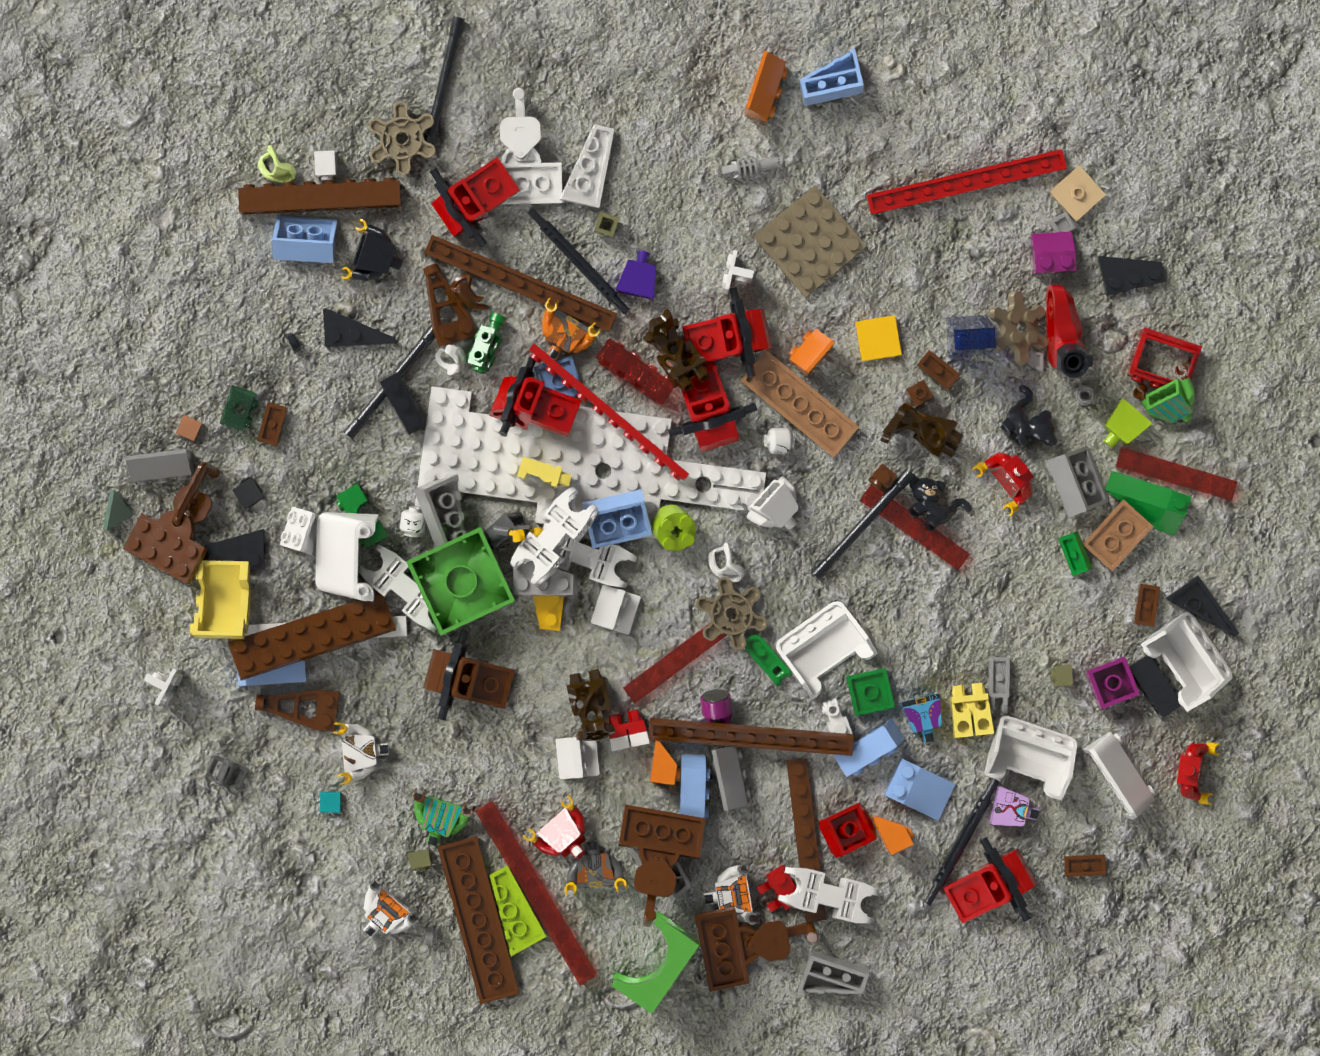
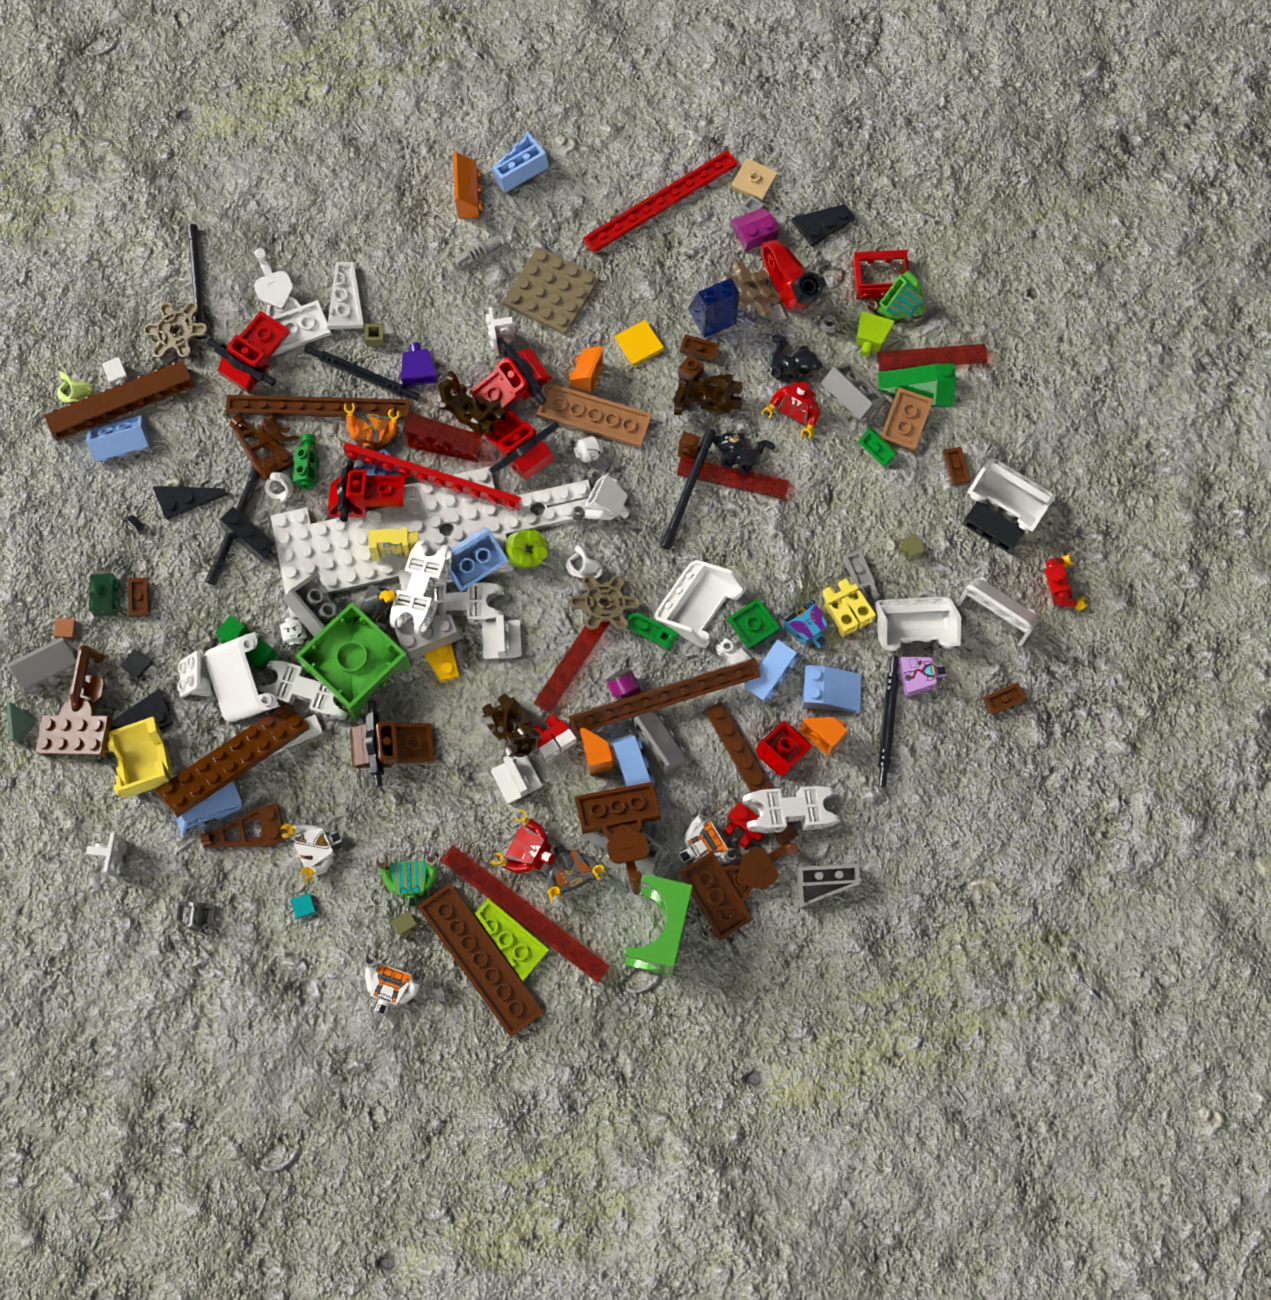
camera: 20 degrees left, 15 degrees down
(373, 255) = (181, 428): black torso -> none
(992, 885) = (932, 744): red piece -> none
(1111, 682) = (957, 536): magenta brick -> none
(1198, 600) = (999, 447): black wing -> none

